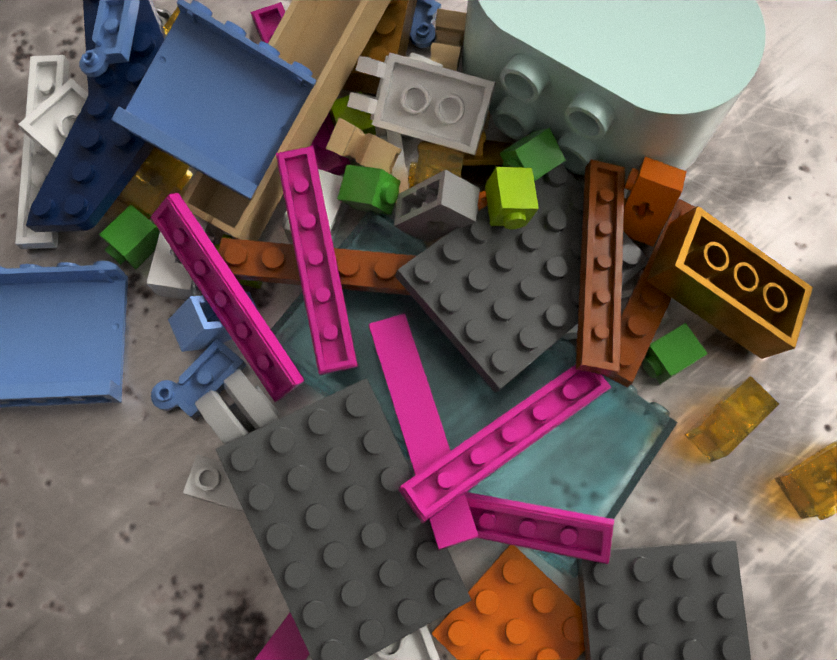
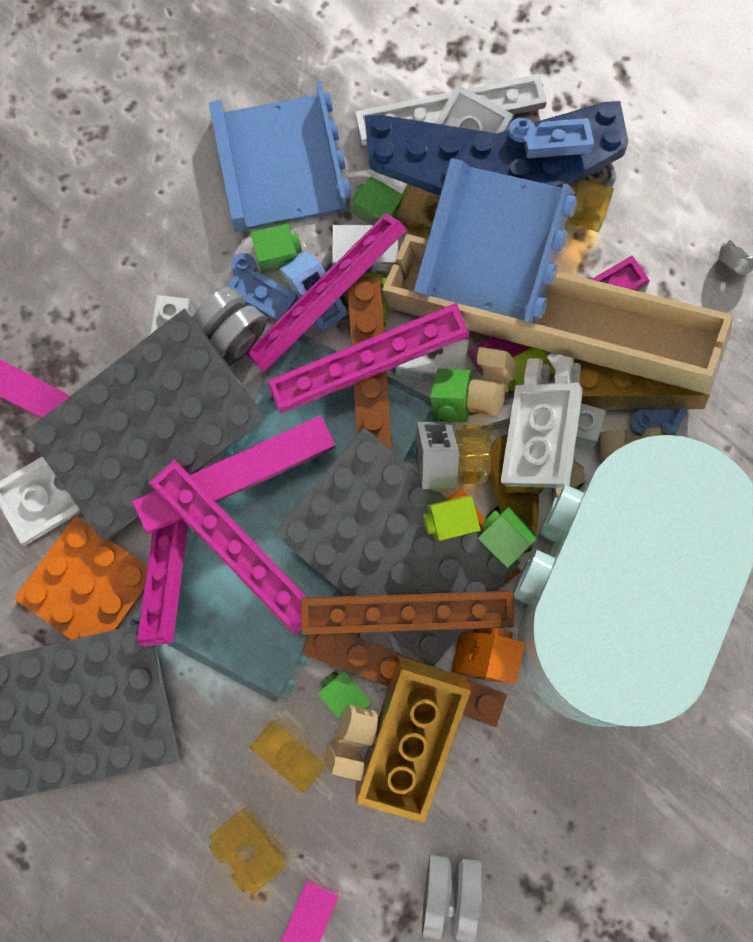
camera: 85 degrees right, 5 degrees up
(154, 354) = (275, 247): none -> bright green brick
(715, 338) = (355, 730): none -> tan leg

